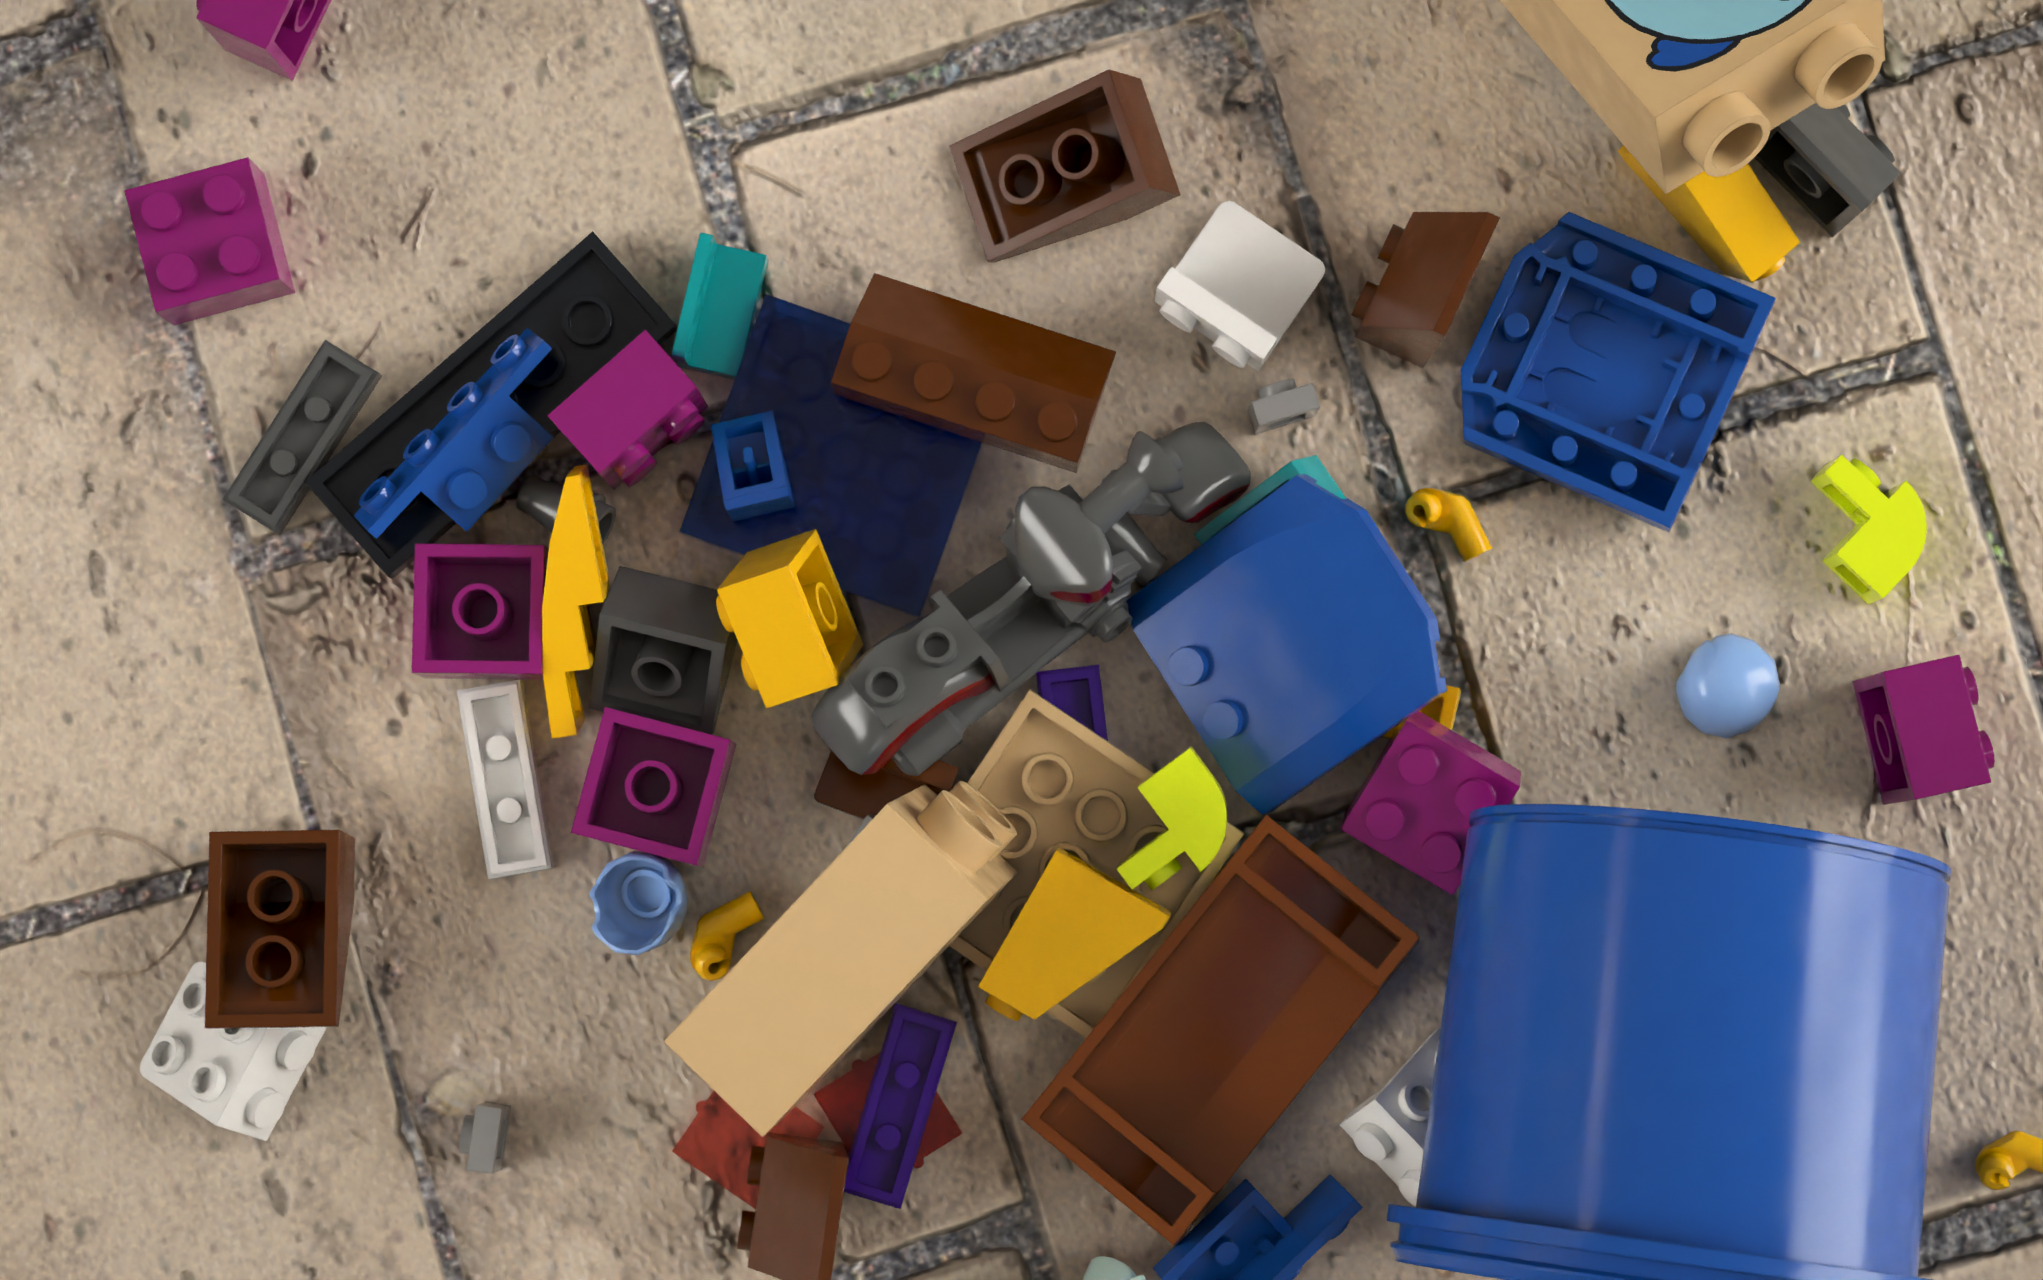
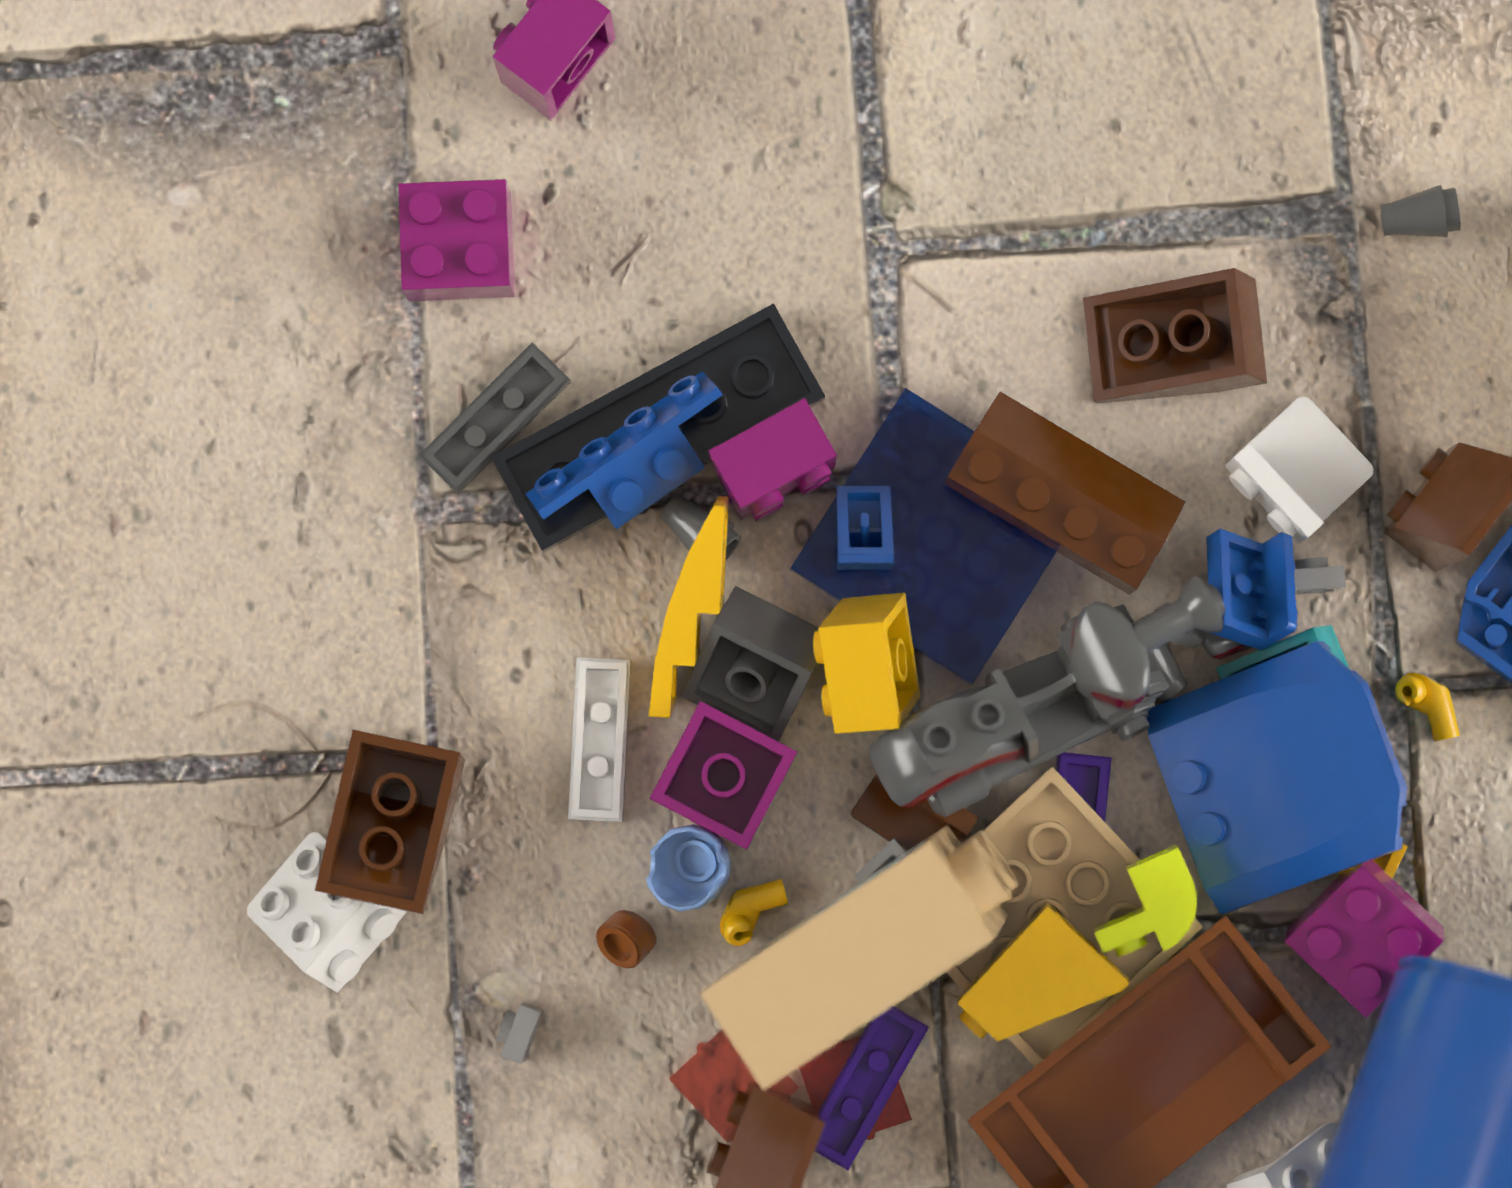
camera: 15 degrees right, 0 degrees up
(478, 611) = (614, 597): magenta brick -> none
(585, 1001) = (626, 938): none -> dark orange tile
(718, 308) = (864, 391): teal panel -> none
(1212, 431) = (1255, 587): none -> blue bracket

